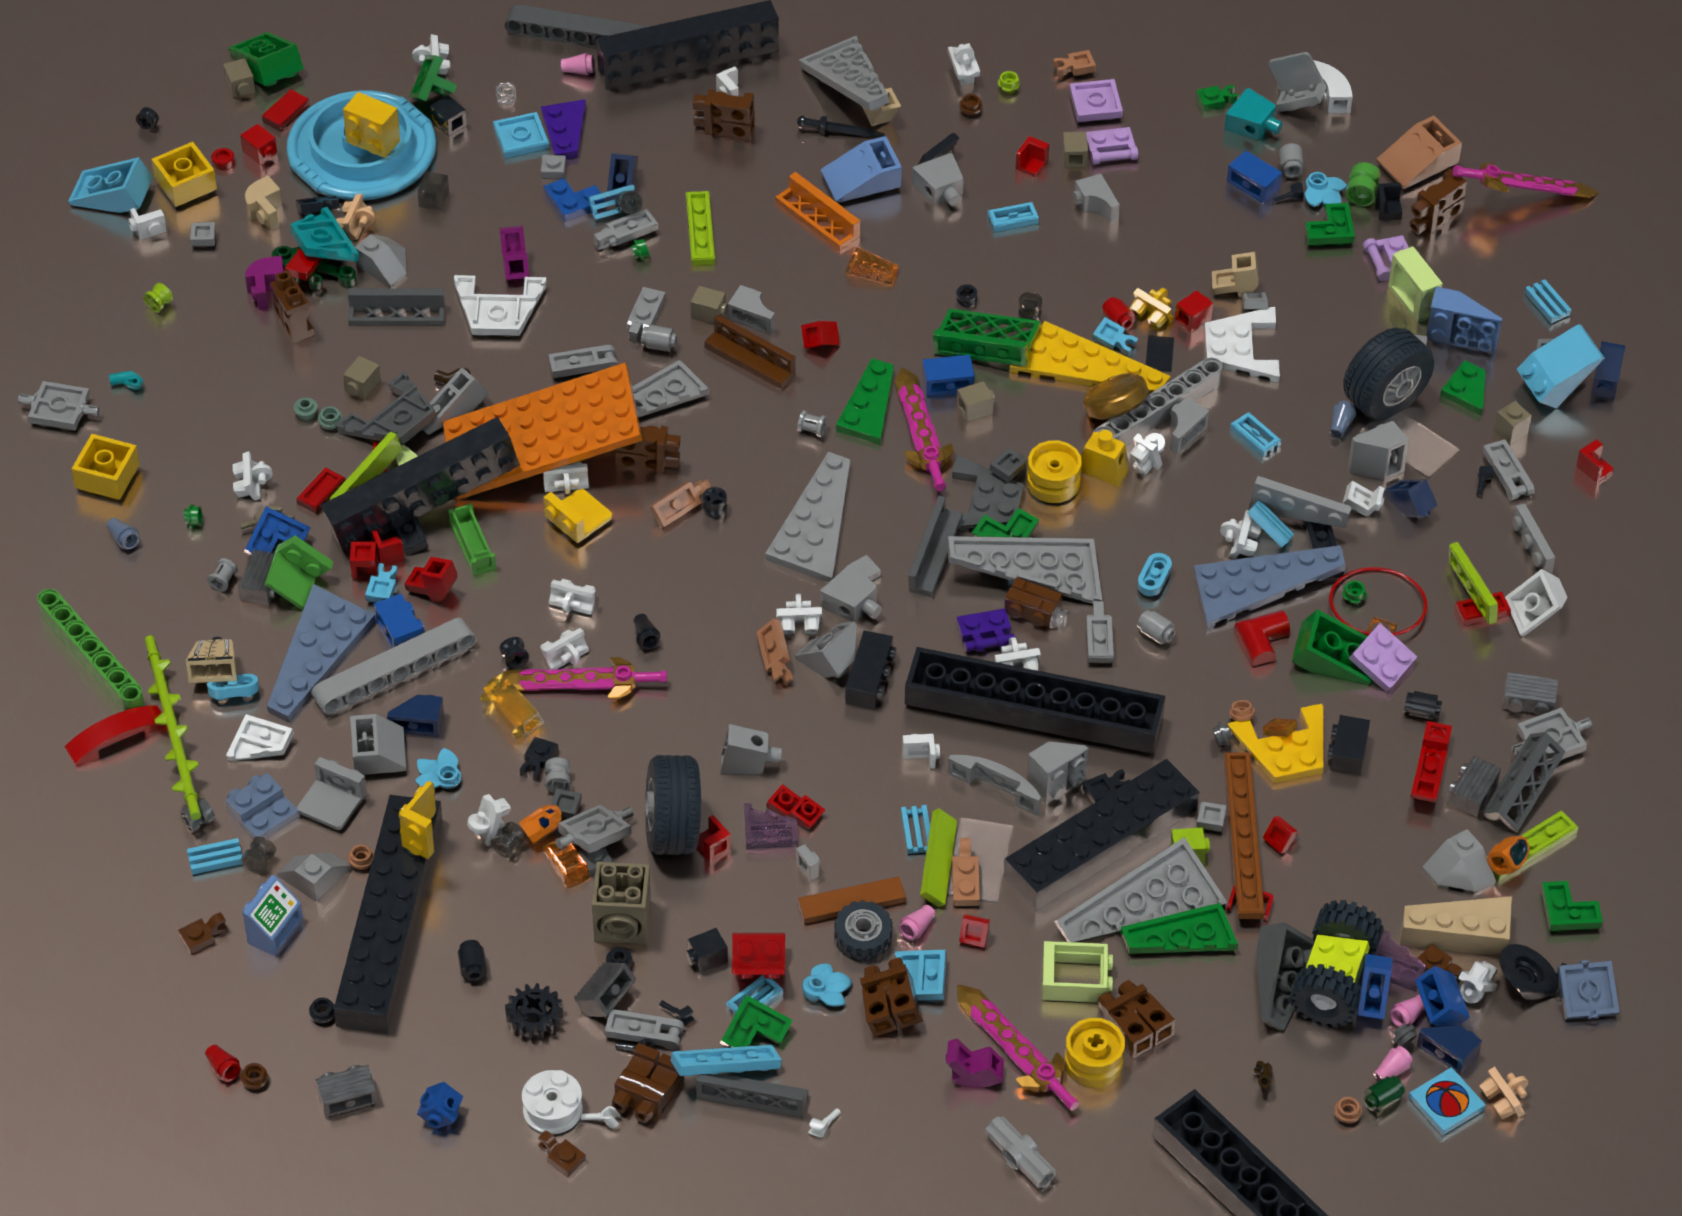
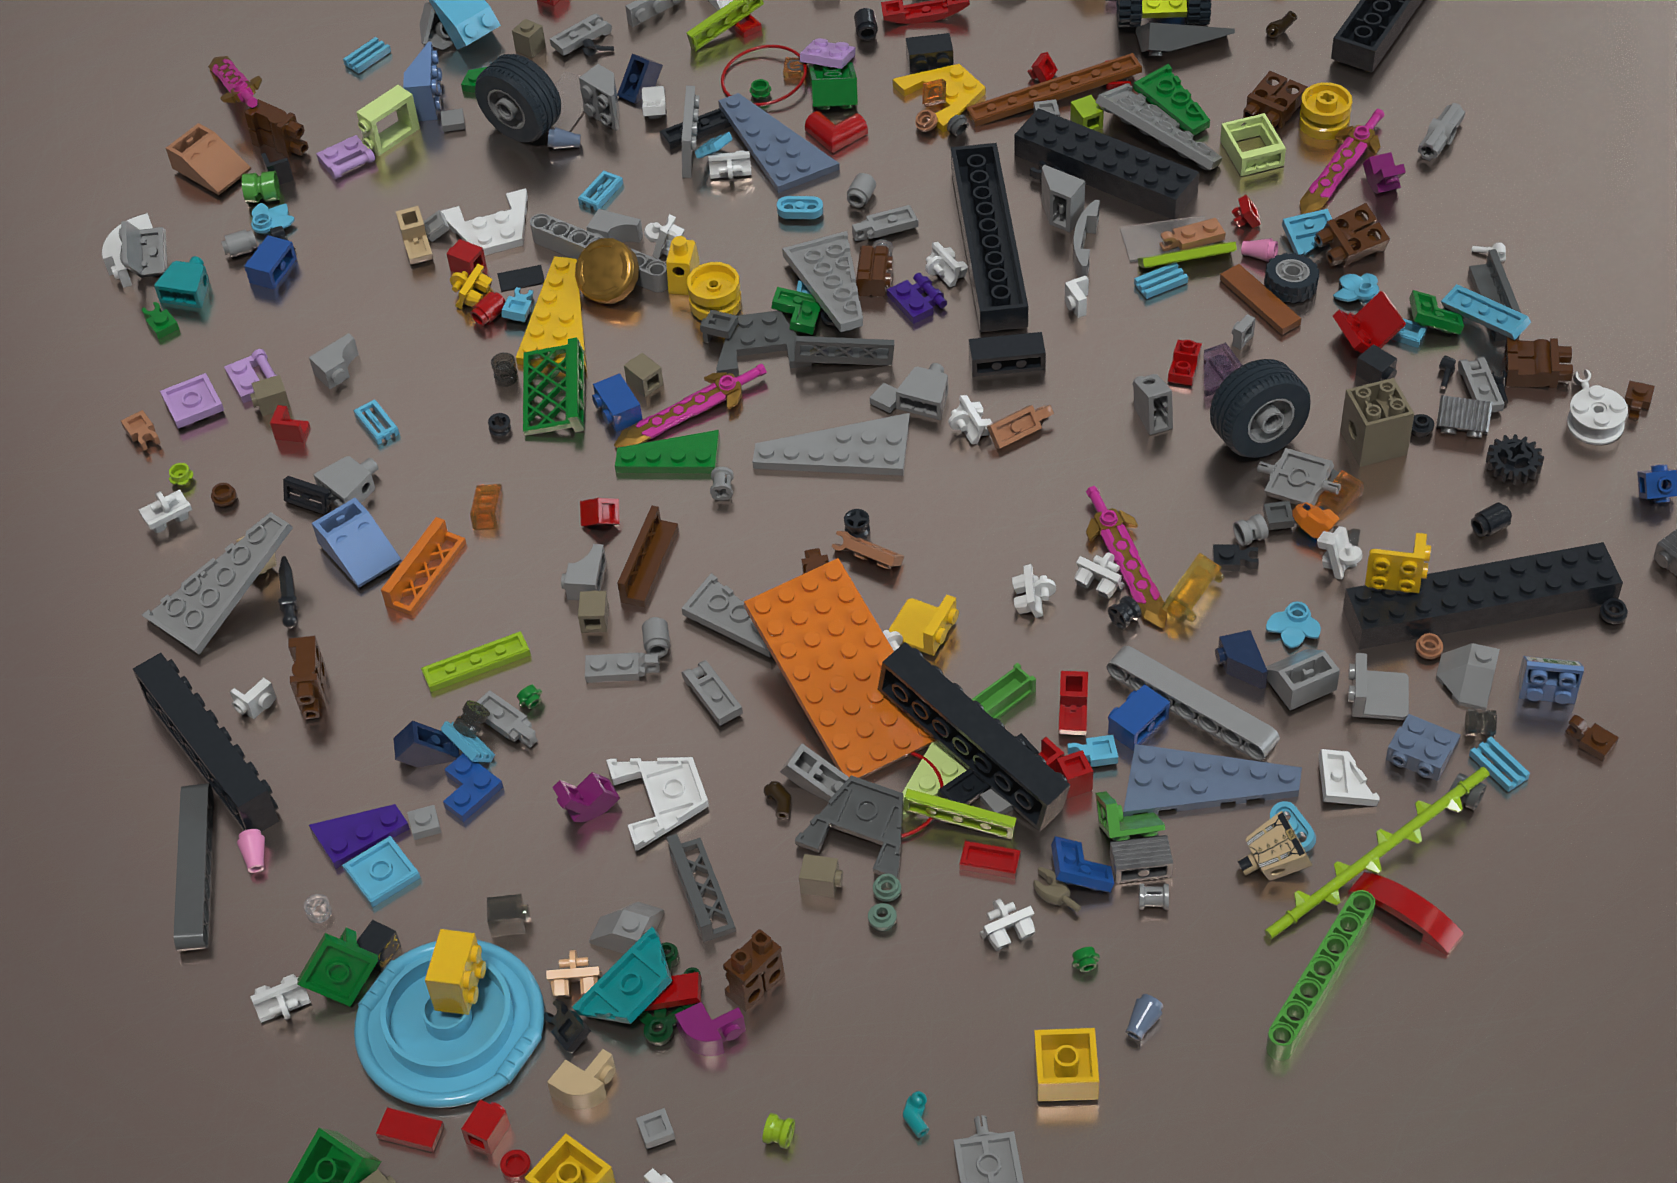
camera: 105 degrees left, 0 degrees up
(646, 633) = (1044, 524): black cone -> none
(832, 652) = (999, 384): light grey slope -> none
(1335, 230) = (319, 194): green plate -> none

